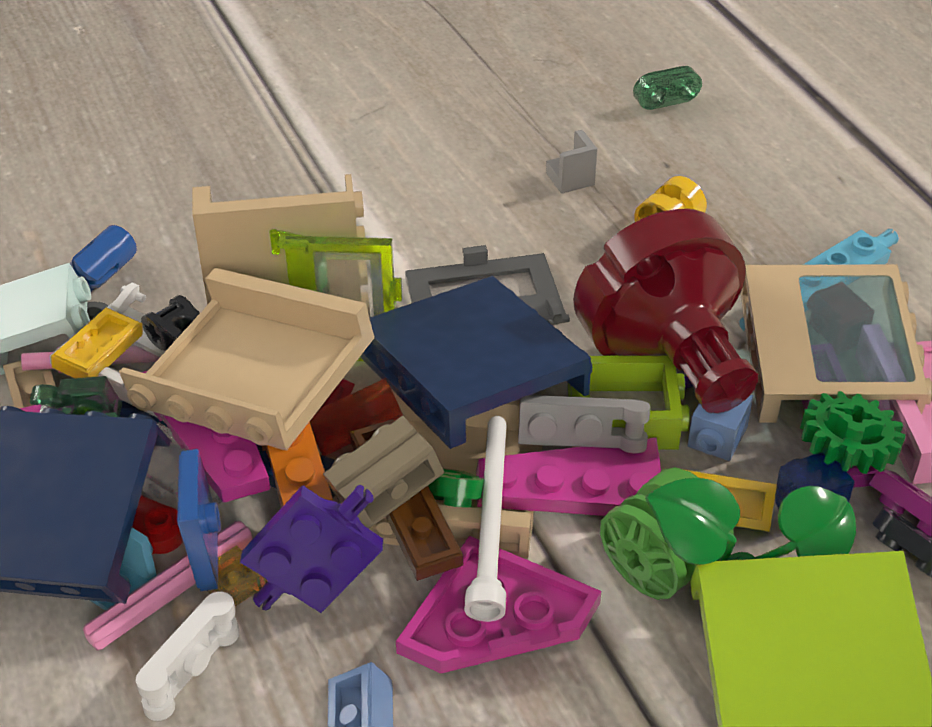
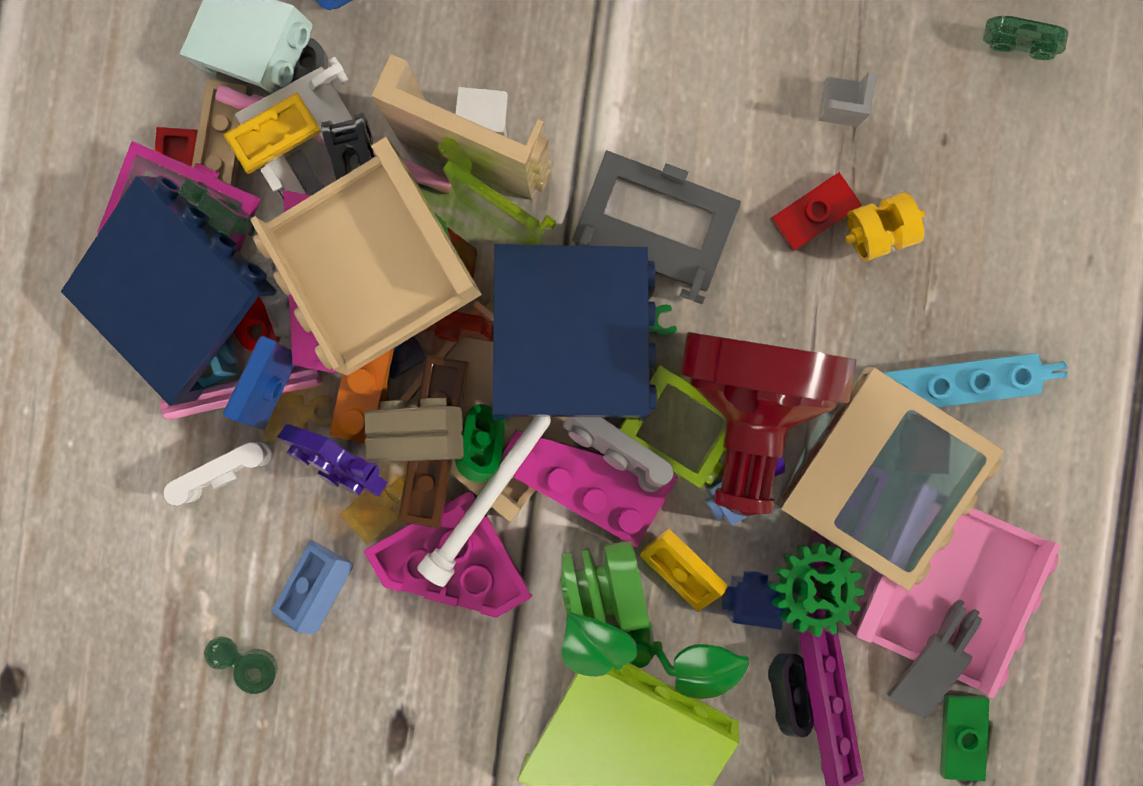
camera: 30 degrees right, 45 degrees up
(383, 608) = (373, 514): none -> clear yellow plate
(607, 224) = (815, 212): none -> red plate

